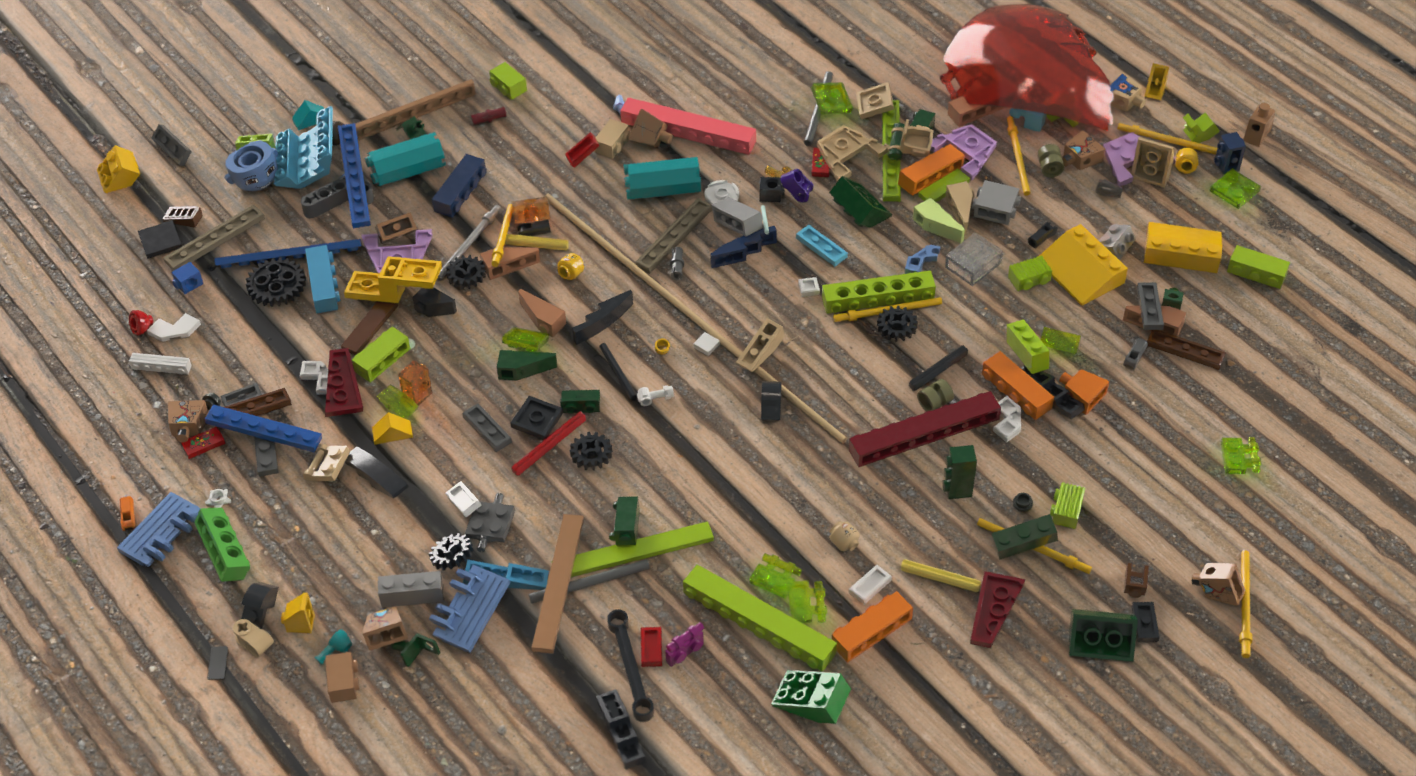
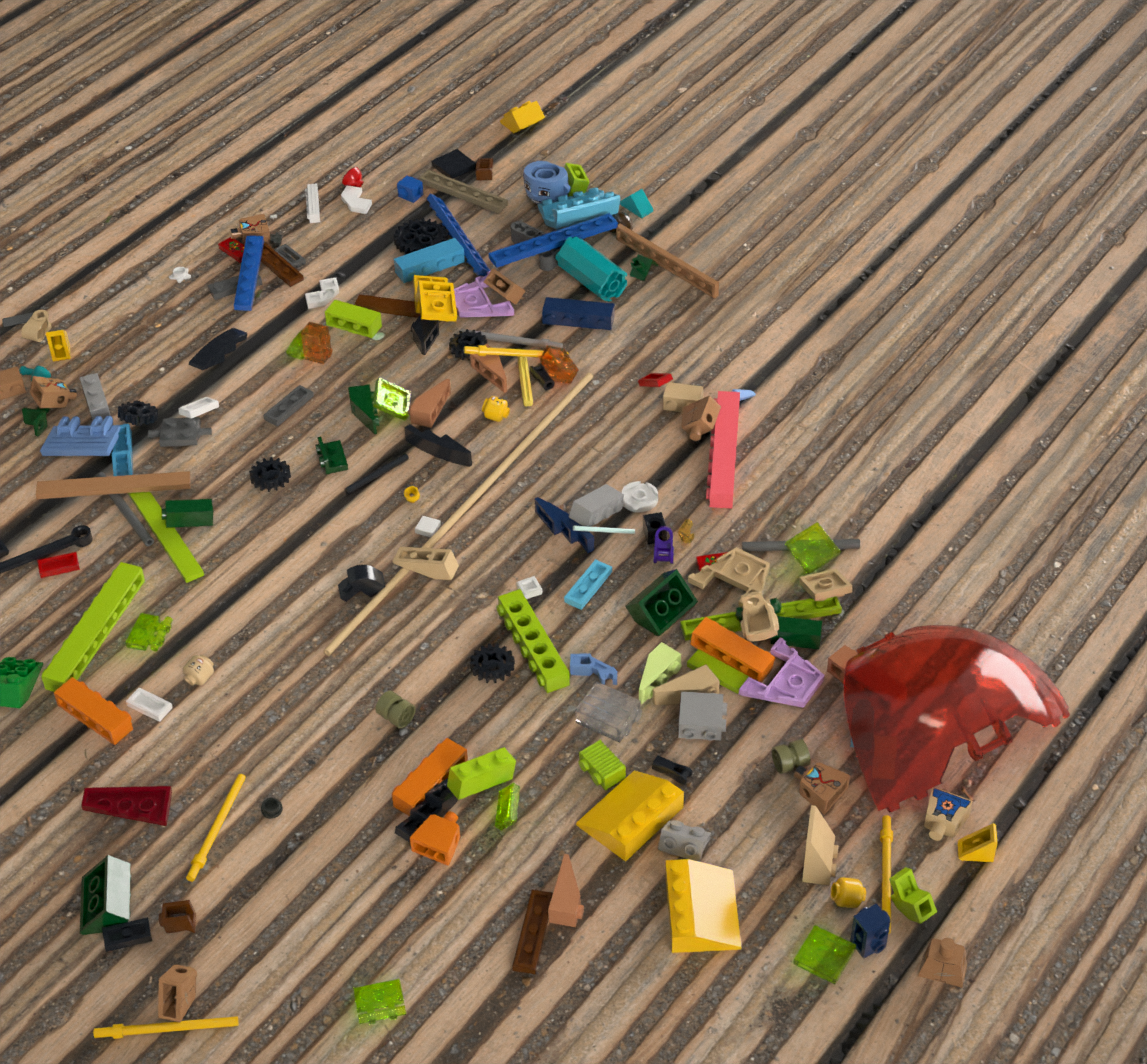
camera: 75 degrees right, 5 degrees down
(127, 513) = (152, 231): orange bar -> none
(159, 530) = (141, 252): medium blue hinge -> none
(171, 144) = (565, 137): dark grey plate -> none
(222, 544) = (144, 269): bright green brick -> none
(257, 600) = (72, 317): black brick -> none
(331, 464) = (224, 320): tan plate -> none
(342, 387) = (311, 305): dark red wing -> none
(391, 429) = (271, 349): yellow slope -> none
(488, 115) = (683, 311): dark red pin -> none
(508, 80) = (735, 310): lime brick -> none
(536, 417) = (303, 431): black plate -> none
(547, 444) = (277, 447): red axle -> none
(645, 397) = (348, 497): white bar -> none
(662, 178) = (632, 442): teal brick -> none
(673, 235) = (566, 473): dark tan tile -> none
(677, 263) = (527, 482): dark grey pin -> none
(684, 644) = (53, 579): magenta plate -> none
(800, 603) = (114, 652): clear neon green plate -> none
(852, 315) = (498, 629): yellow bar -> none
(924, 428) = (352, 711): dark red brick -> none
(938, 368) = (442, 710): black axle -> none
(941, 575) = (166, 754): light yellow axle -> none
(960, 472) = (279, 735): dark green brick -> none
(1011, 424) = (377, 784): white tile -> none
(1013, 132) = (833, 718): yellow bar -> none
(1024, 536) = (212, 807): dark green brick -> none
(1068, 505) = (270, 845): lime brick -> none
(1108, 189) = (769, 819): clear smoke cone -> none
(1121, 155) = (852, 834): lavender wing -> none
(1136, 352) = (511, 882): dark grey bar -> none
(1150, 306) = (566, 871): dark grey plate -> none
(1173, 298) = (596, 902): dark green bracket -> none
(1258, 267) = (684, 988): lime brick -> none

